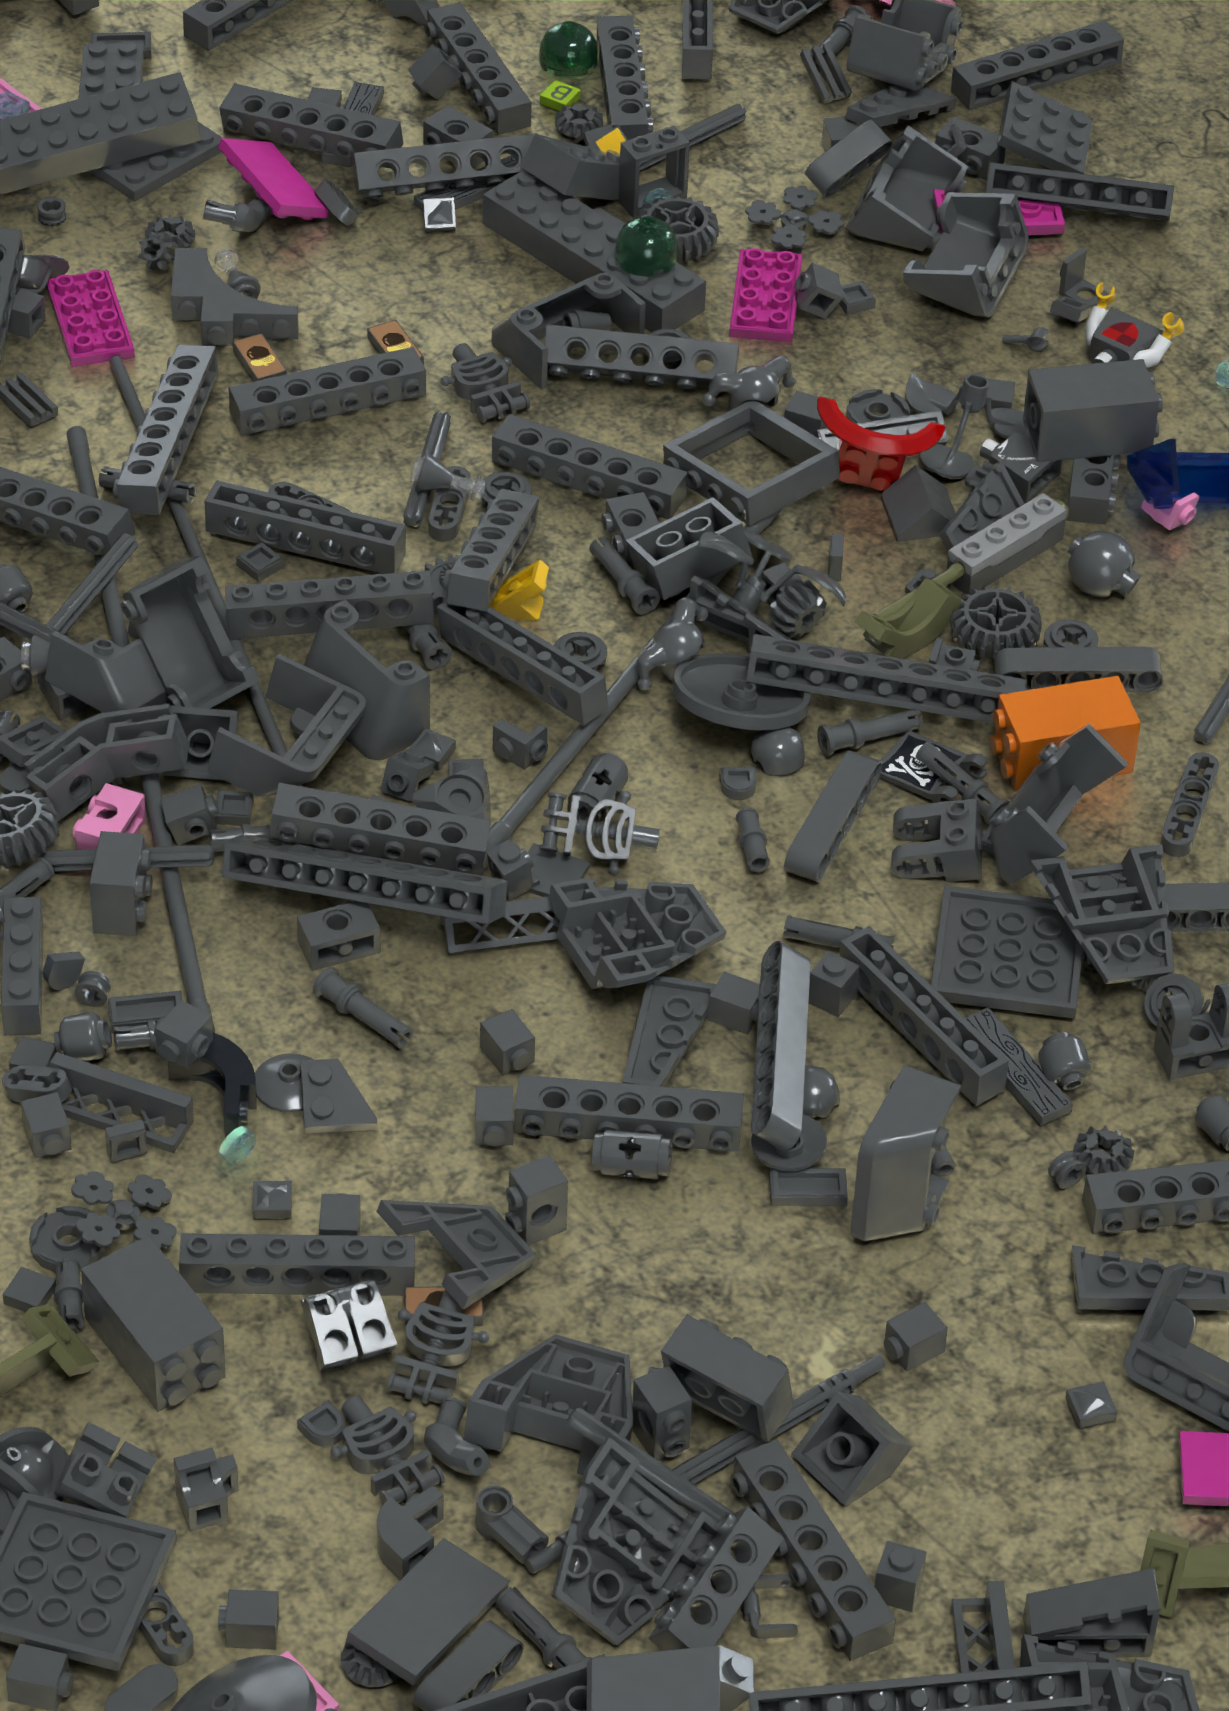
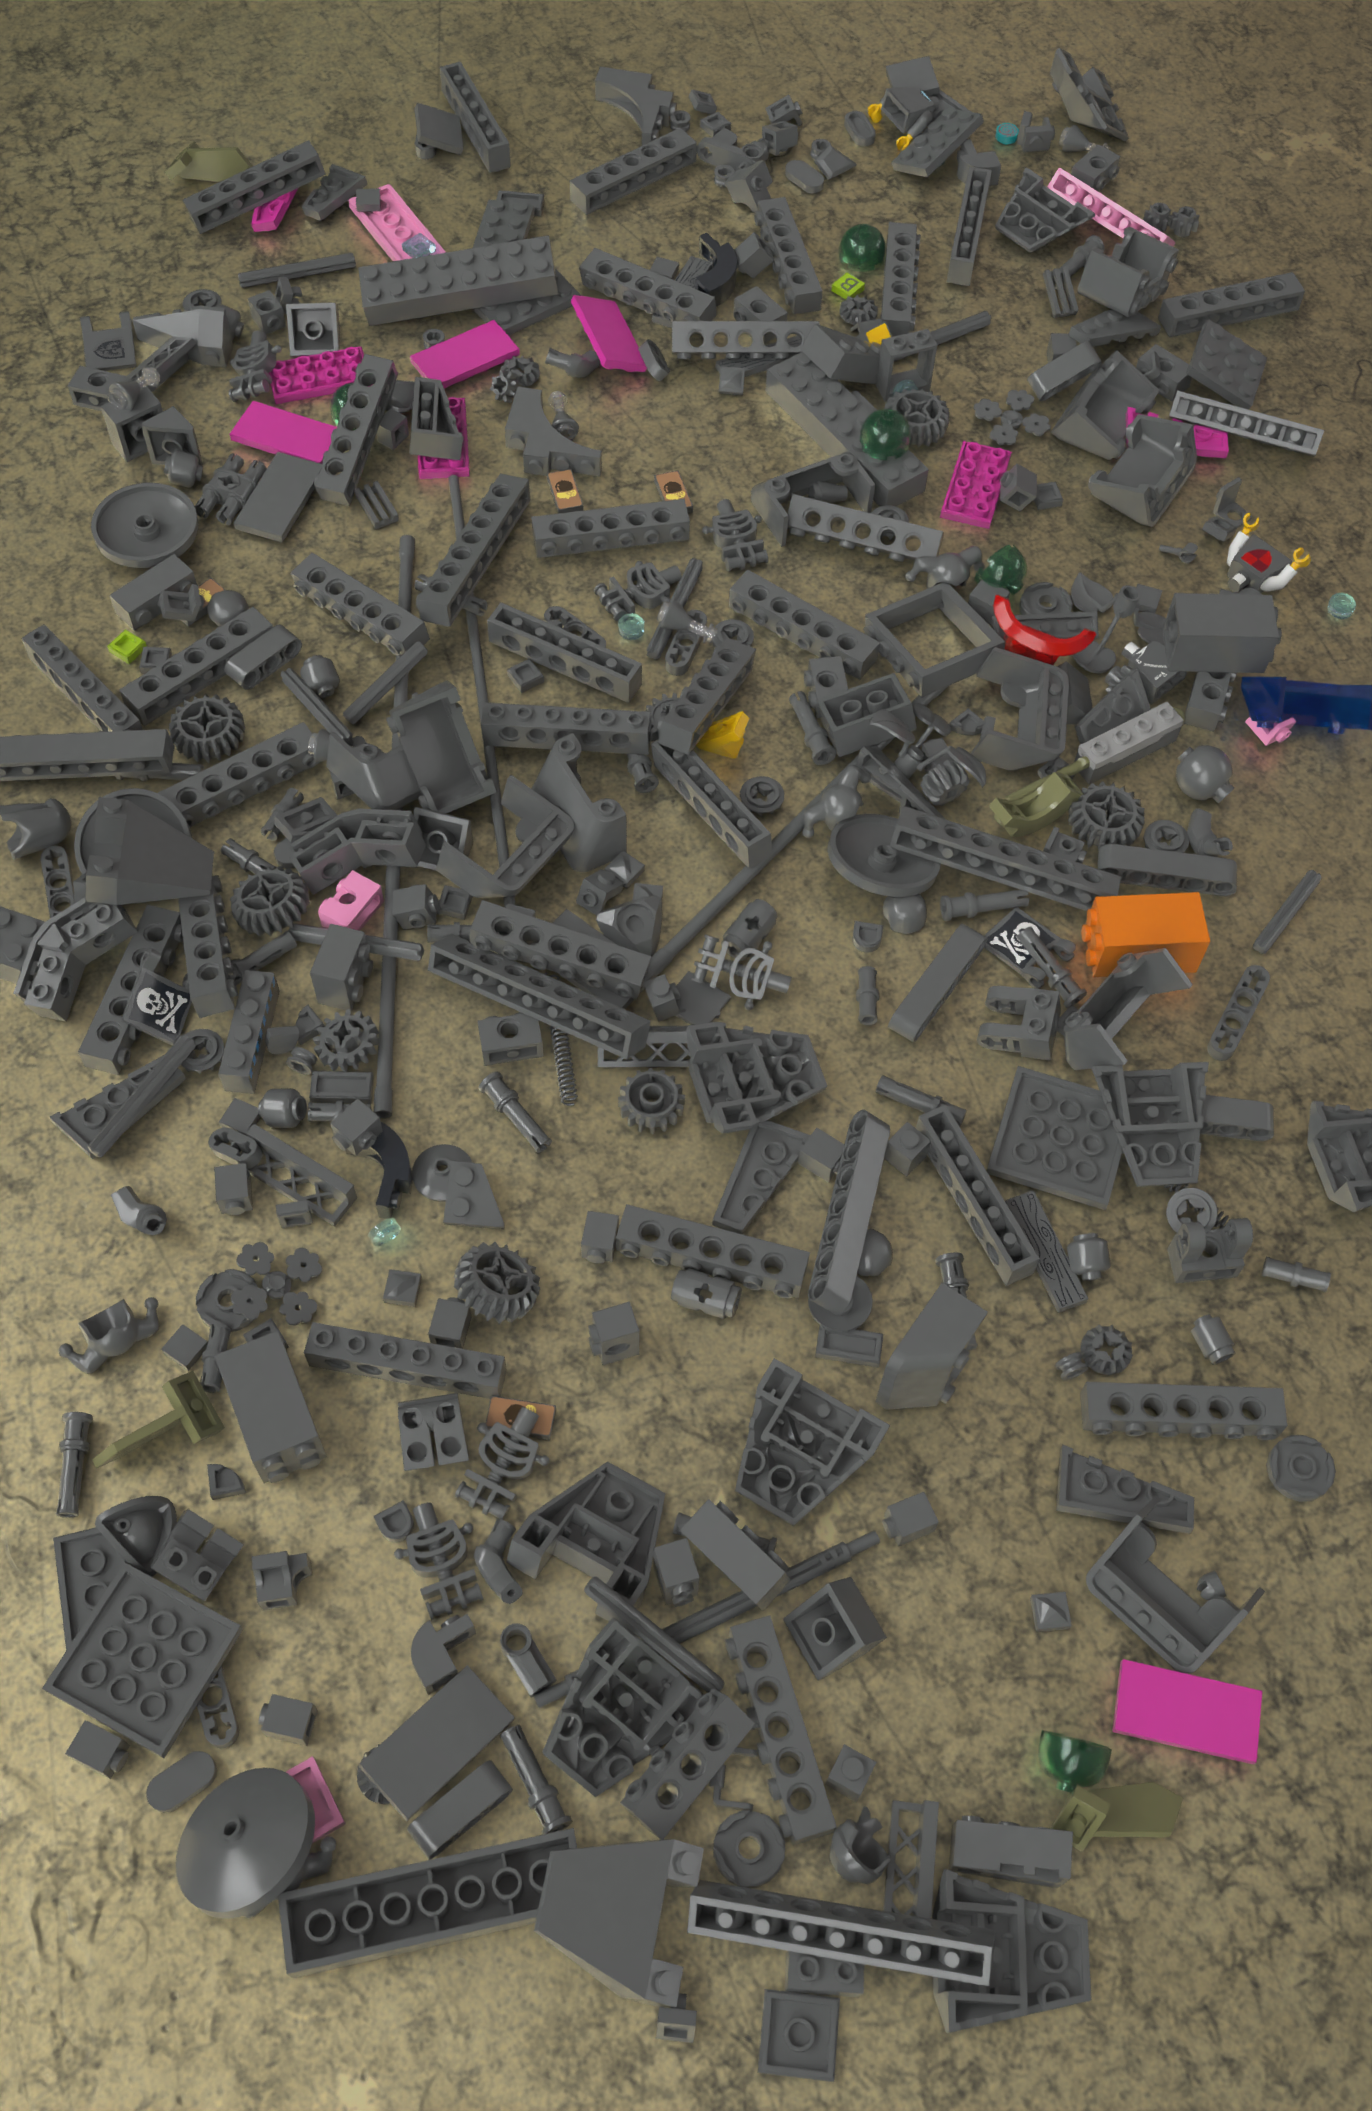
camera: 10 degrees right, 15 degrees up
(80, 298) = (432, 423): none -> dark grey wedge
(93, 952) = (307, 1024): none -> dark grey tile
(96, 222) = (465, 354): none -> dark pink tile
(112, 1414) = (224, 1482): none -> dark grey tile
(142, 960) = (346, 1040): none -> dark grey gear
(377, 495) = (631, 626): none -> clear light blue tile
(385, 1168) = (496, 1282): none -> dark grey gear
(390, 454) = (645, 593): none -> dark grey torso
(399, 90) = (722, 277): none -> black arch
(401, 956) = (563, 1063): none -> dark grey piece
(472, 1235) = (559, 1364): dark grey wing -> none
(507, 1042) = (626, 1165): dark grey brick -> none
(519, 746) = (692, 878): dark grey bracket -> none
(522, 974) = (650, 1086): none -> dark grey gear
(777, 1279) = (801, 1444): none -> dark grey wedge
(797, 1647) = (743, 1871): none -> dark grey tile
(810, 549) = (967, 723): none -> dark grey tile
(822, 376) = (1005, 570): none -> clear green cylinder
(892, 507) = (1043, 703): none -> dark grey windscreen
(918, 1644) = (855, 1851): none -> dark grey hat
(1113, 632) = (1203, 839): none -> dark grey arm
(1130, 1518) = (1072, 1760): none -> clear green cylinder

